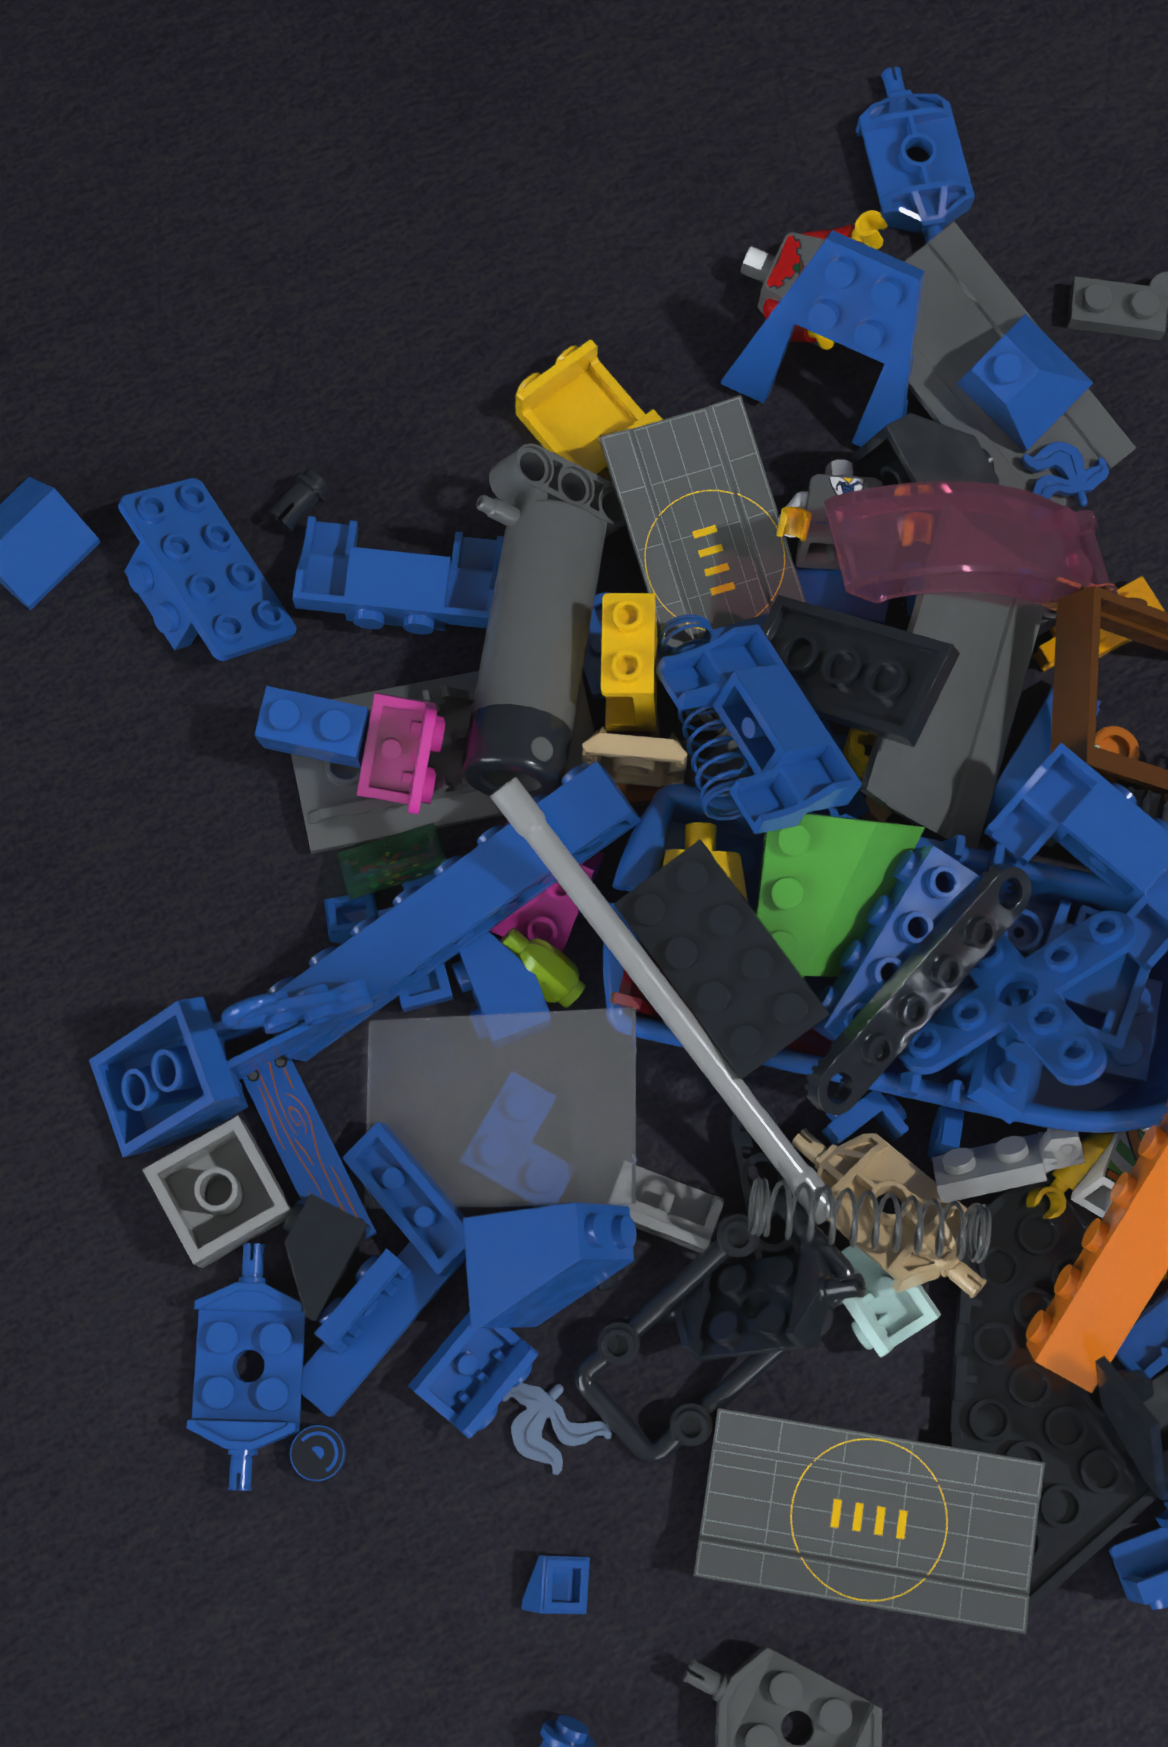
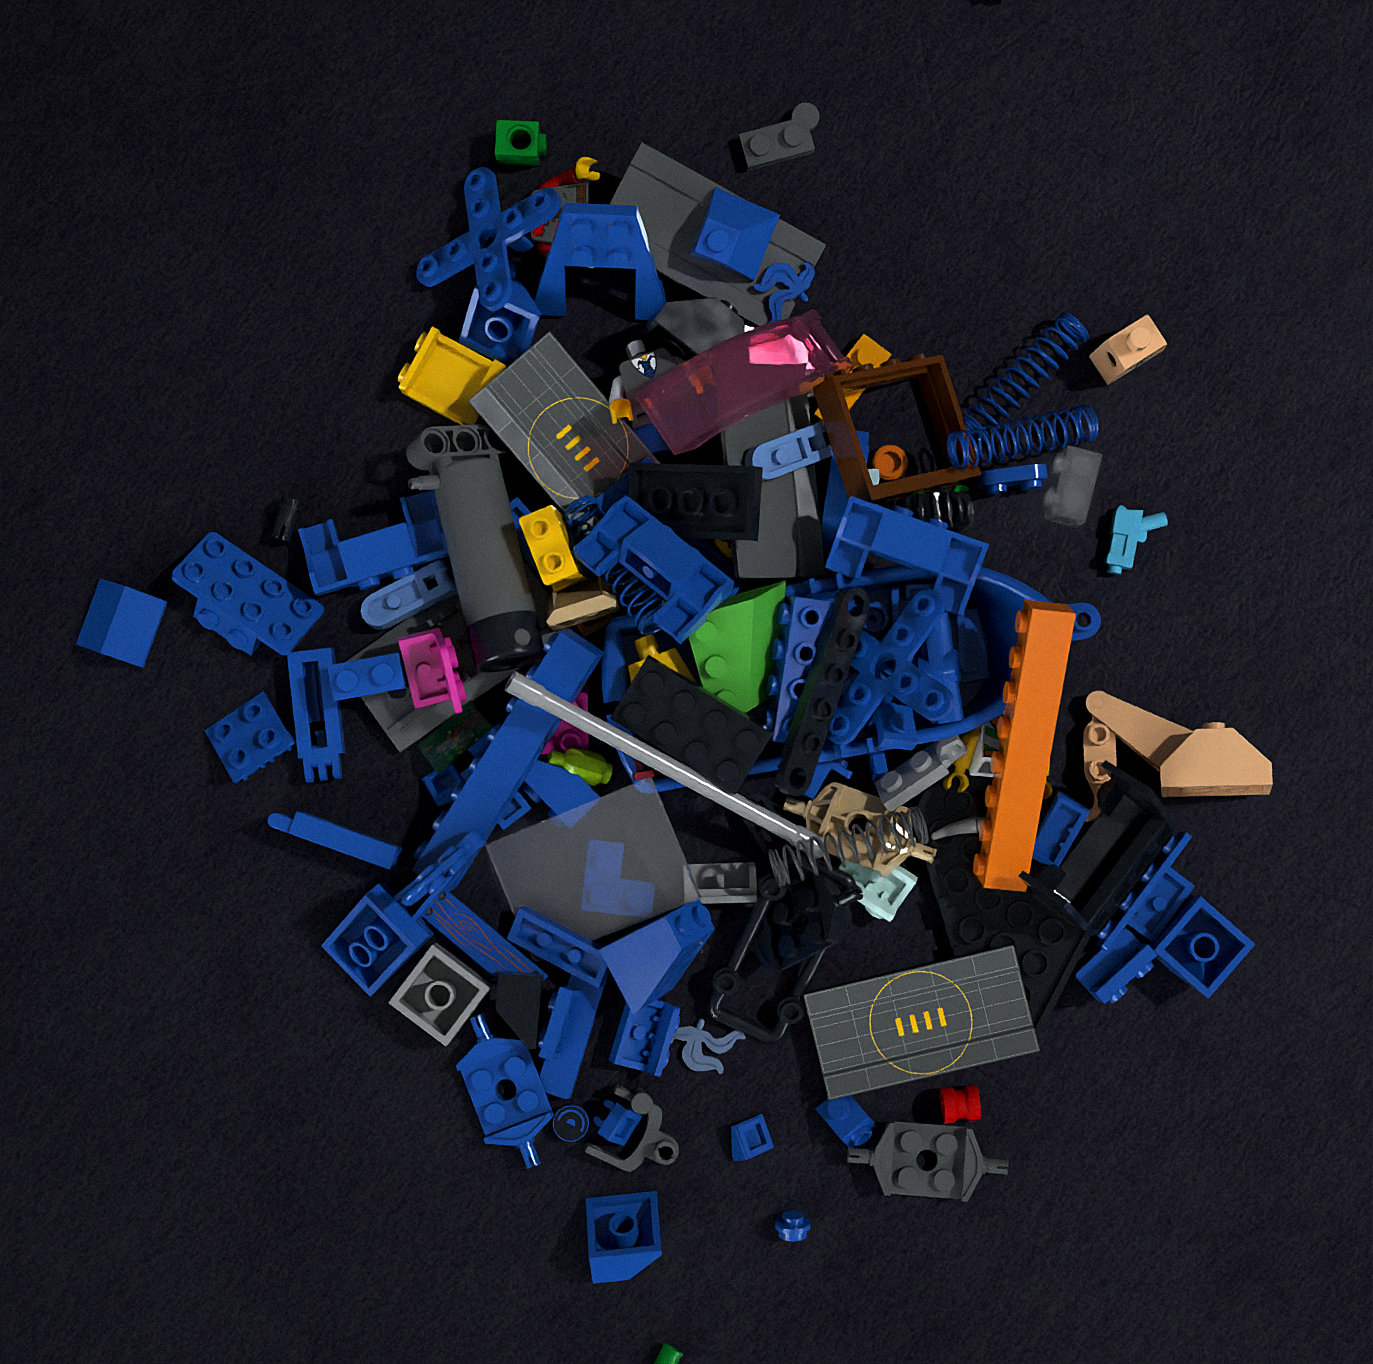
camera: 20 degrees left, 10 degrees up
(124, 752) = (250, 737): none -> blue hinge
(179, 926) = (338, 838): none -> blue hinge
(226, 744) = (314, 703): none -> blue hinge
(319, 1647) = (622, 1235): none -> blue slope
(384, 1481) = (618, 1124): none -> blue tile
(412, 658) = (408, 596): none -> medium blue plate
(419, 1525) = (651, 1139): none -> dark grey piece
(679, 364) = (502, 332): none -> blue slope
(707, 1618) = (847, 1120): none -> blue bracket
(713, 263) = (486, 221): none -> blue piece
(794, 159) = (508, 132): none -> green brick
(877, 1665) = (960, 1104): none -> red wheel
(913, 193) = (602, 120): blue plate -> none
(1000, 667) = (789, 451): none -> medium blue plate
(1037, 1269) = (962, 826): none -> light grey helmet
(1098, 1007) = (943, 664): none -> blue piece

